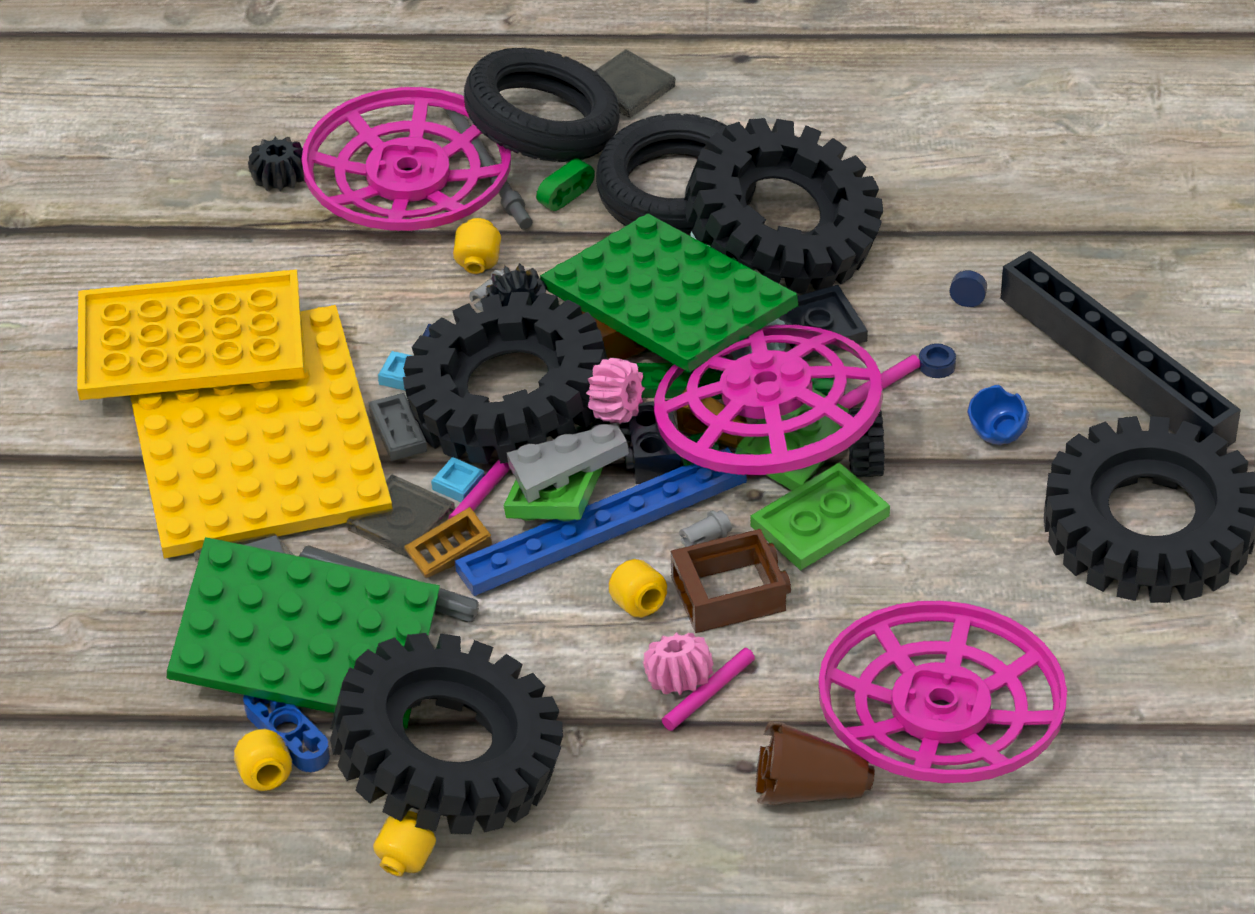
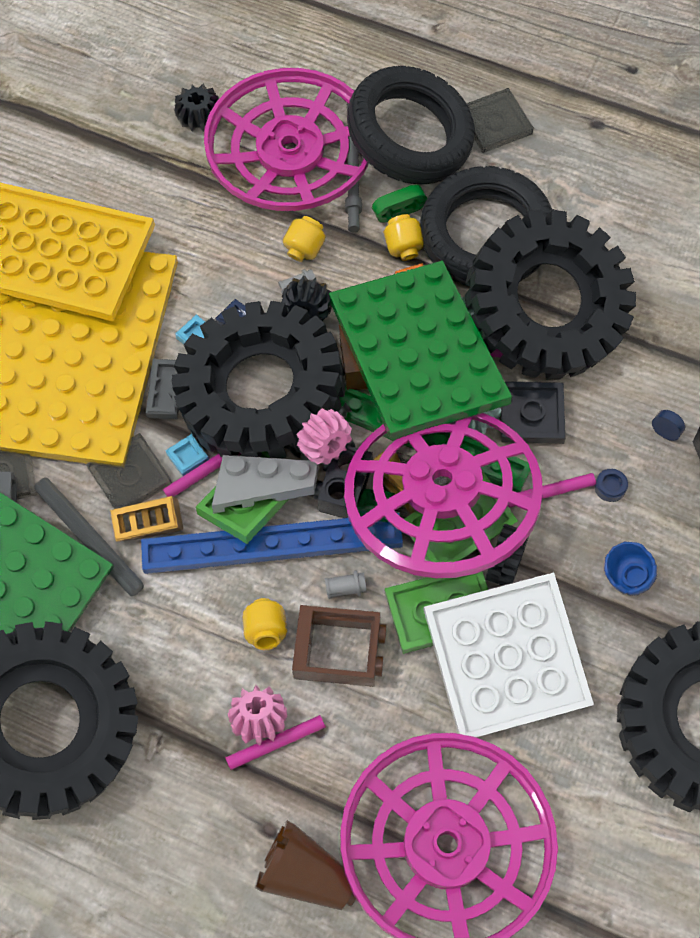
camera: 25 degrees right, 20 degrees up
(589, 211) = (403, 237): none -> yellow head
(914, 524) = (507, 656): none -> white plate

